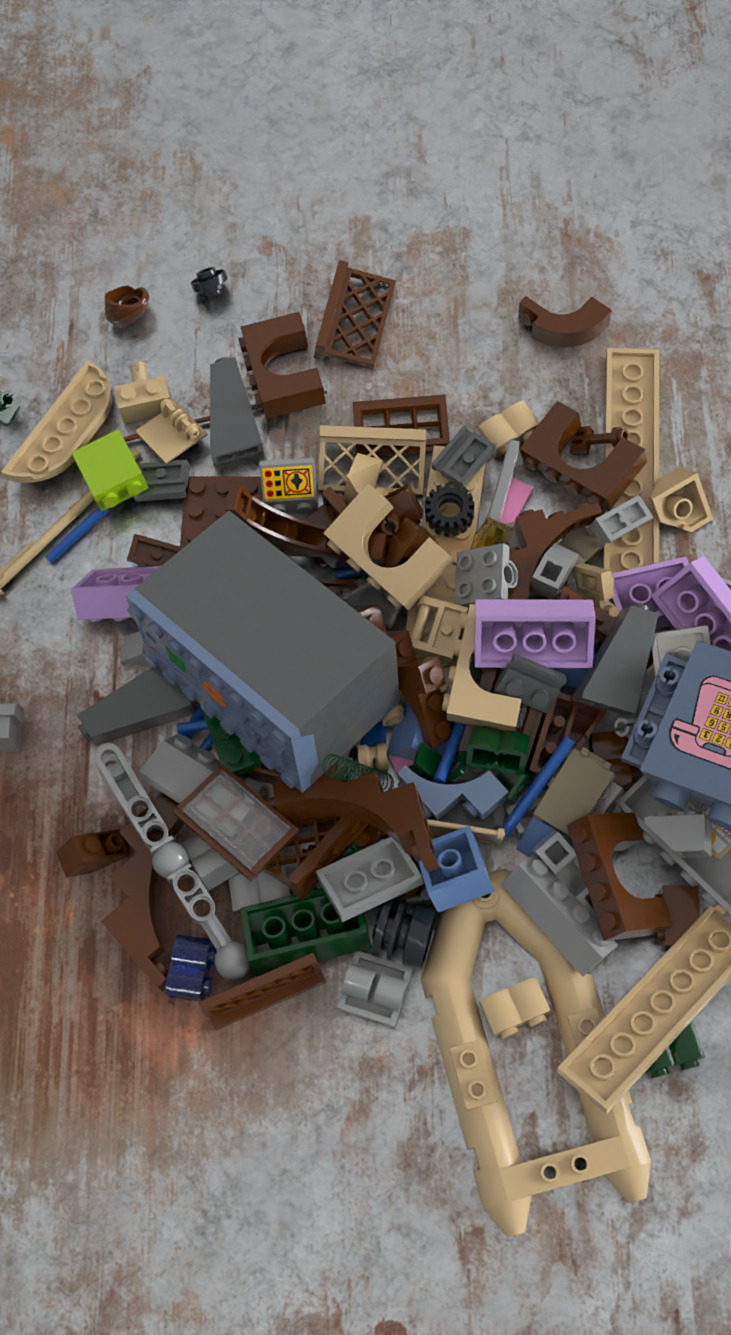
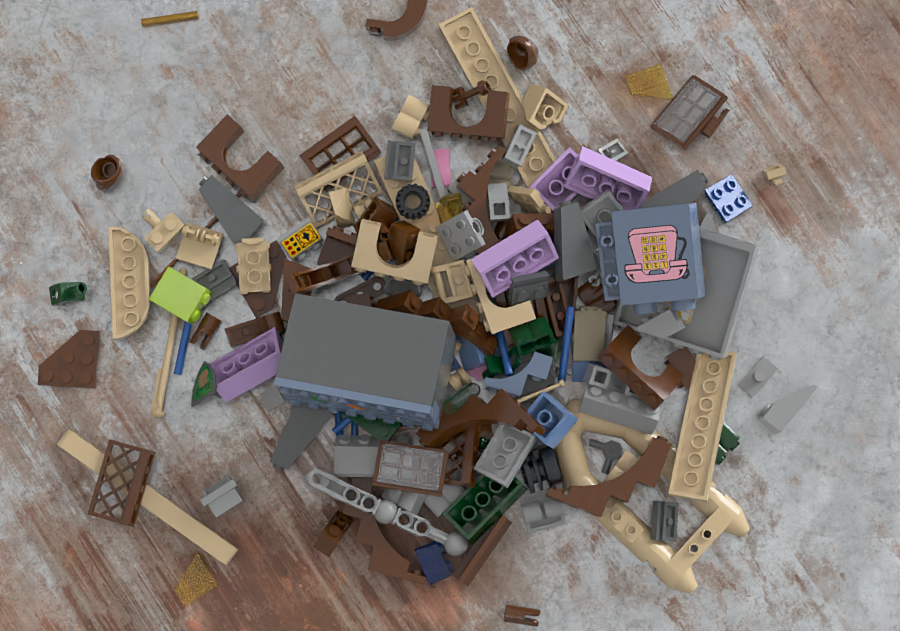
camera: 40 degrees left, 15 degrees up
(66, 585) = (204, 384): none -> shield
(119, 526) = (208, 326): none -> reddish brown hinge
(209, 281) = (150, 123): black plate -> none
(212, 482) = (253, 265): none -> tan piece
(252, 1109) = (517, 614): none -> reddish brown hinge
(306, 195) = (169, 18): none -> pearl gold bar
(333, 316) = (247, 100): reddish brown fence -> none
(452, 1009) = (594, 498): none -> reddish brown arch
(514, 966) = (611, 450): none -> dark grey piece
(531, 1108) = (664, 521): none -> dark grey plate
(691, 427) = (522, 52): none -> reddish brown hair

